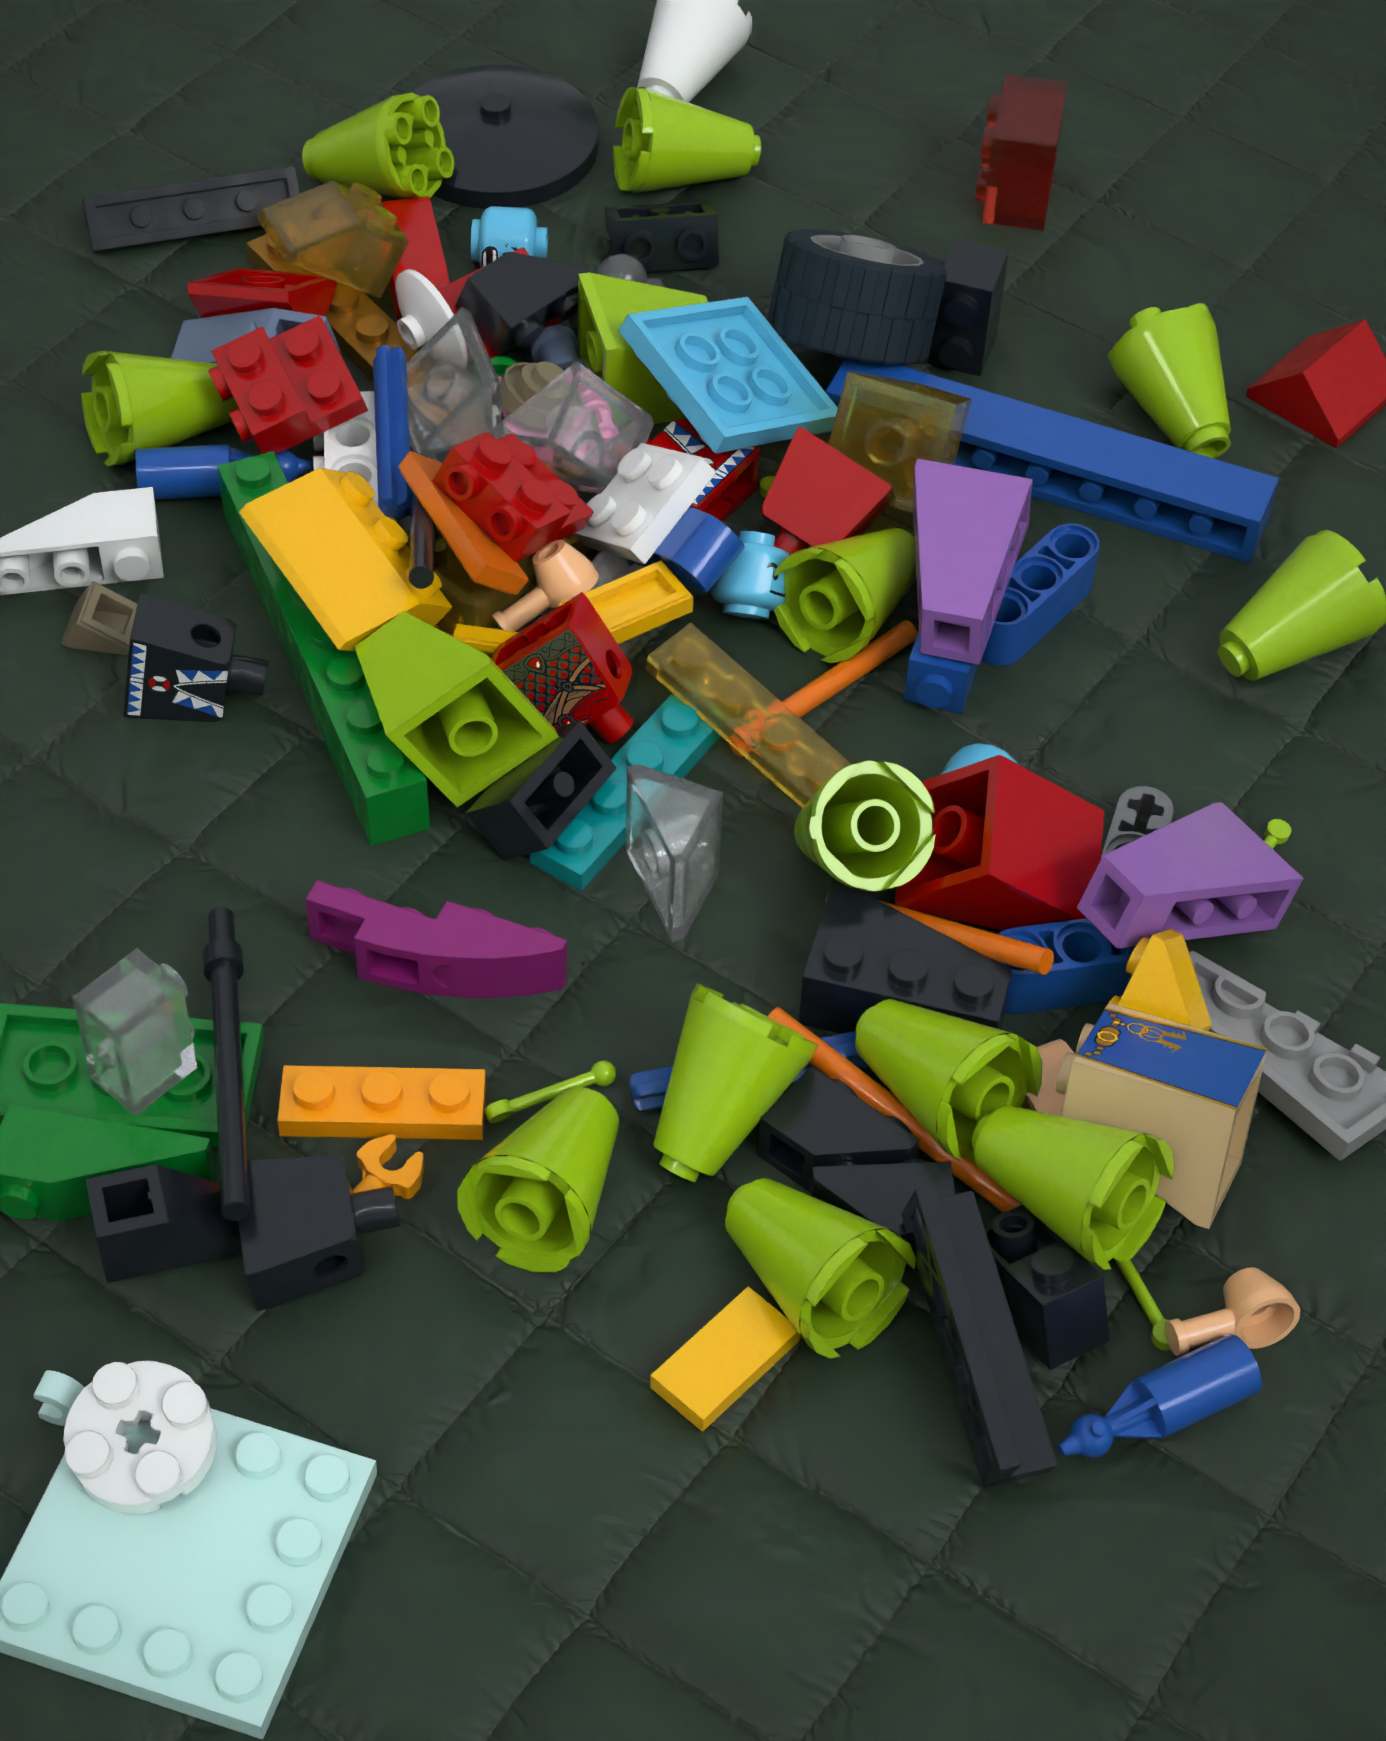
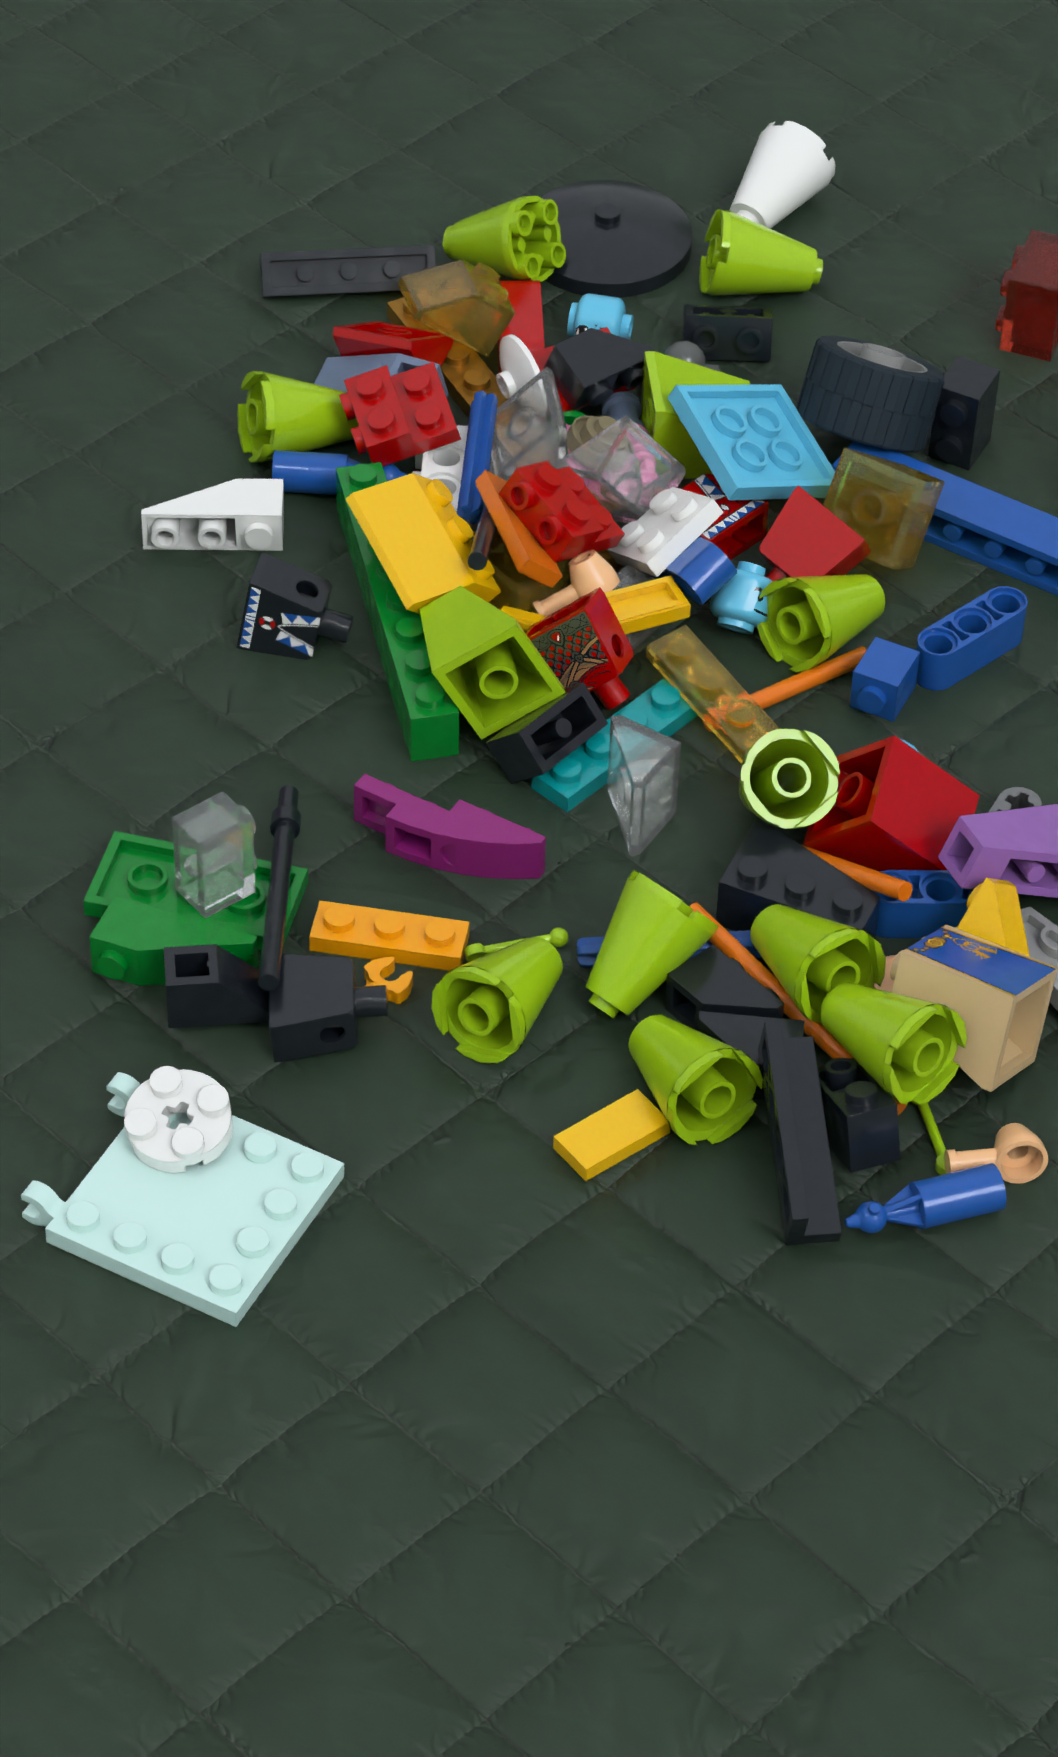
camera: 10 degrees right, 5 degrees down
(101, 622) = (228, 576): dark tan slope -> none
(965, 552) = (913, 596): medium lavender slope -> none

